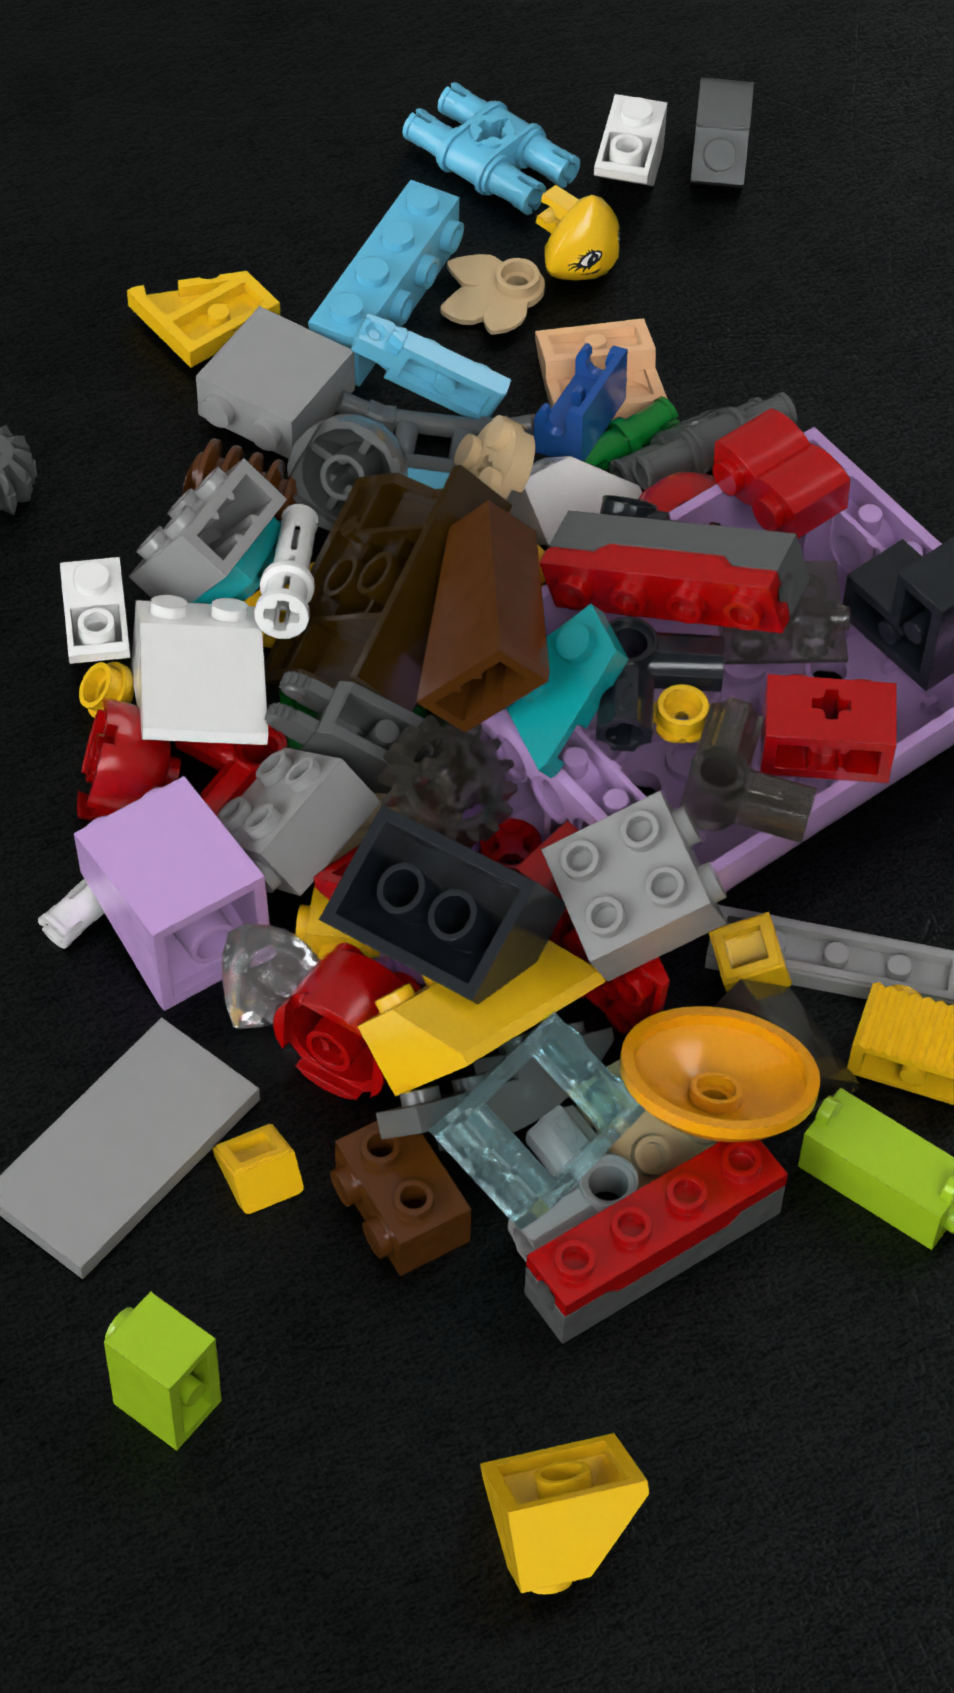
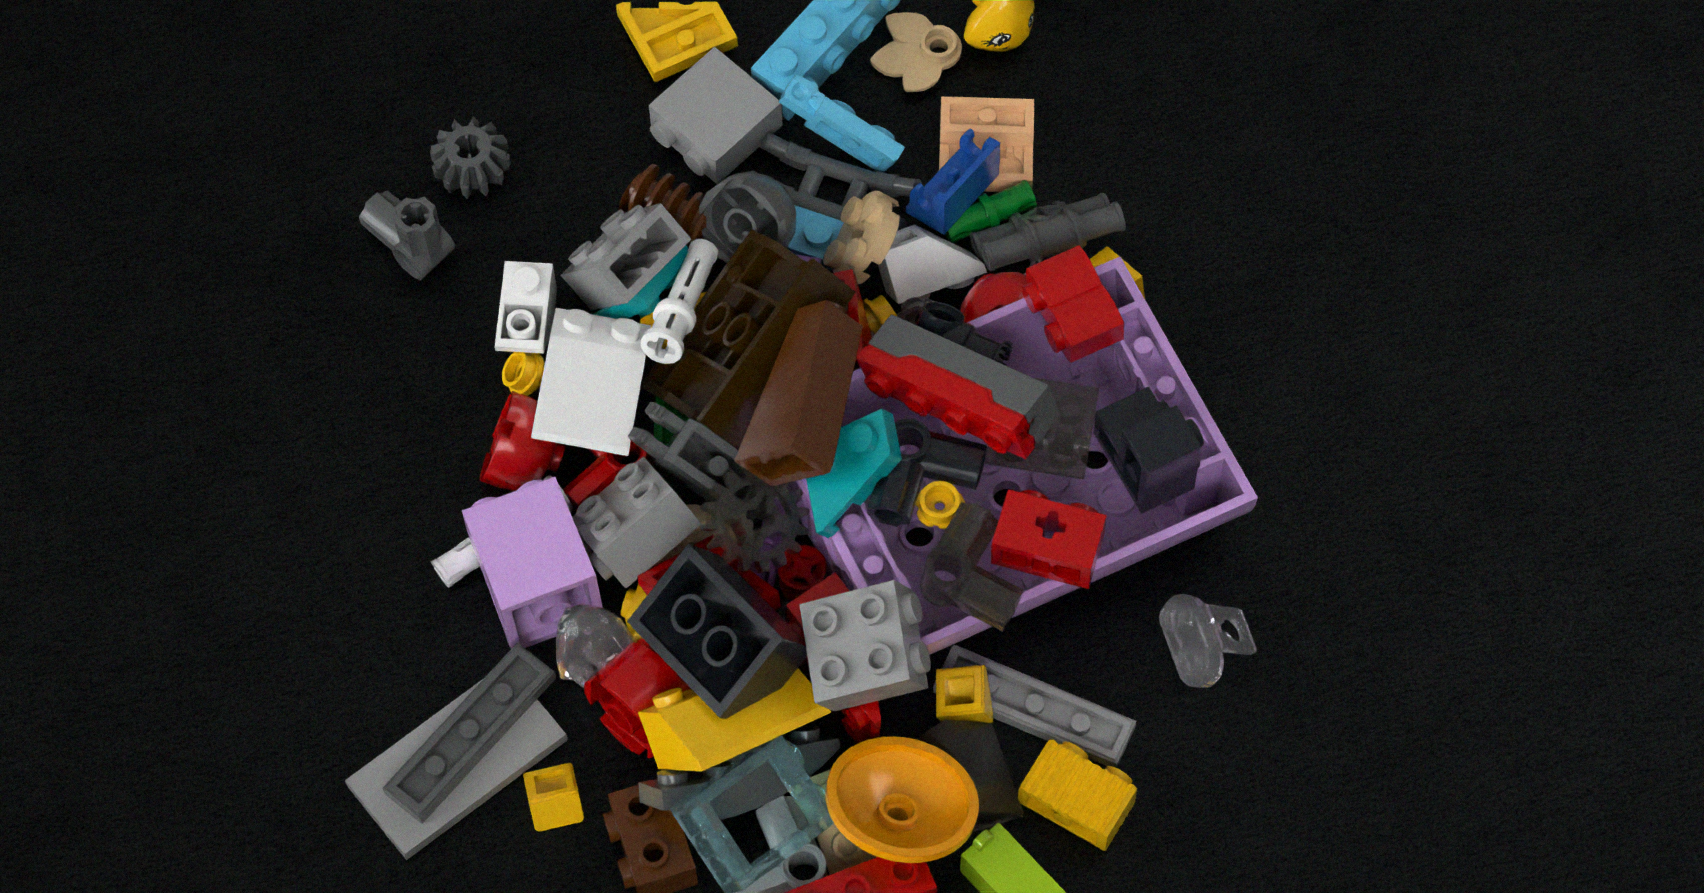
camera: 15 degrees right, 10 degrees up
(133, 1107) = (469, 733): none -> dark grey tile

